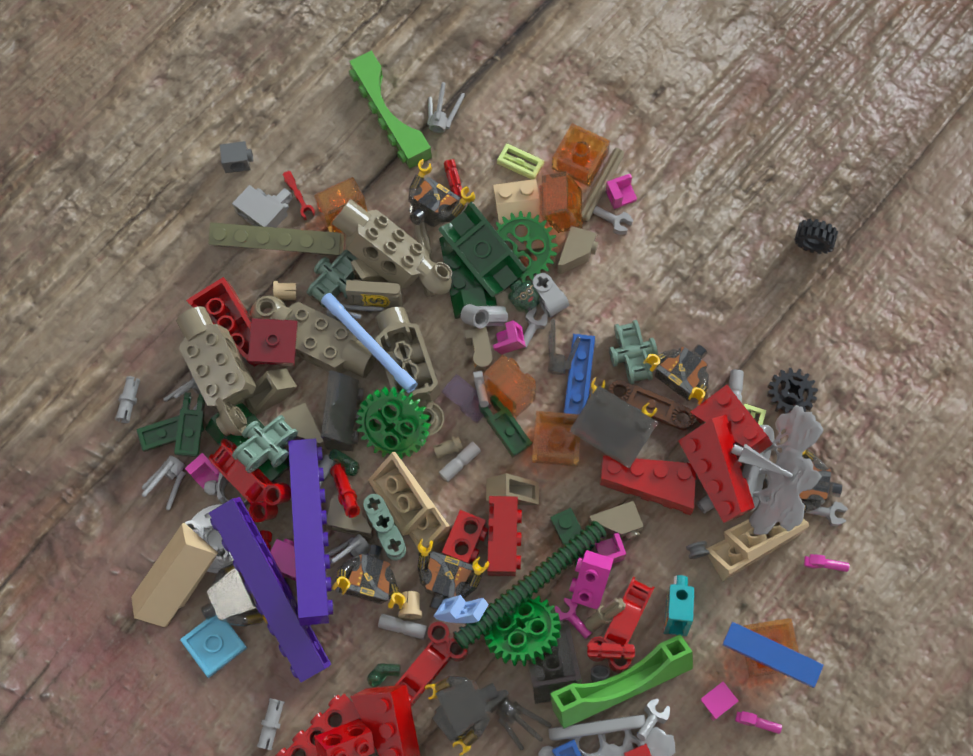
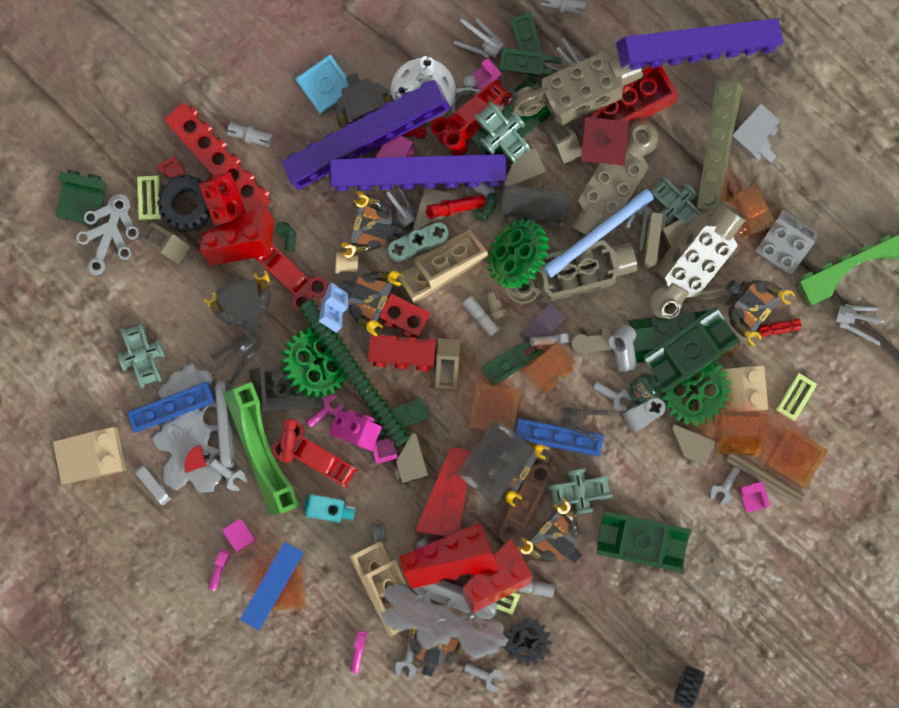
camera: 90 degrees right, 15 degrees up
(171, 258) = (699, 43): none -> dark purple brick
(173, 577) = (384, 47): tan slope -> none
(235, 157) = (816, 108): dark grey brick -> none
(284, 291) = (665, 154): tan bush -> none
(291, 183) = (785, 163): red piece -> none
(372, 175) = (787, 242): none -> light grey bracket
(400, 626) = (328, 253): light grey piece -> none
(510, 339) = (601, 372): dark pink panel -> none
(599, 673) = (272, 430): dark grey hinge -> none
(604, 614) = (323, 438): dark tan axle -> none
(677, 291) = (642, 541): none -> dark green piece
(750, 456) = (454, 588): light grey piece -> none
(832, 431) = (486, 676): none -> light grey bar

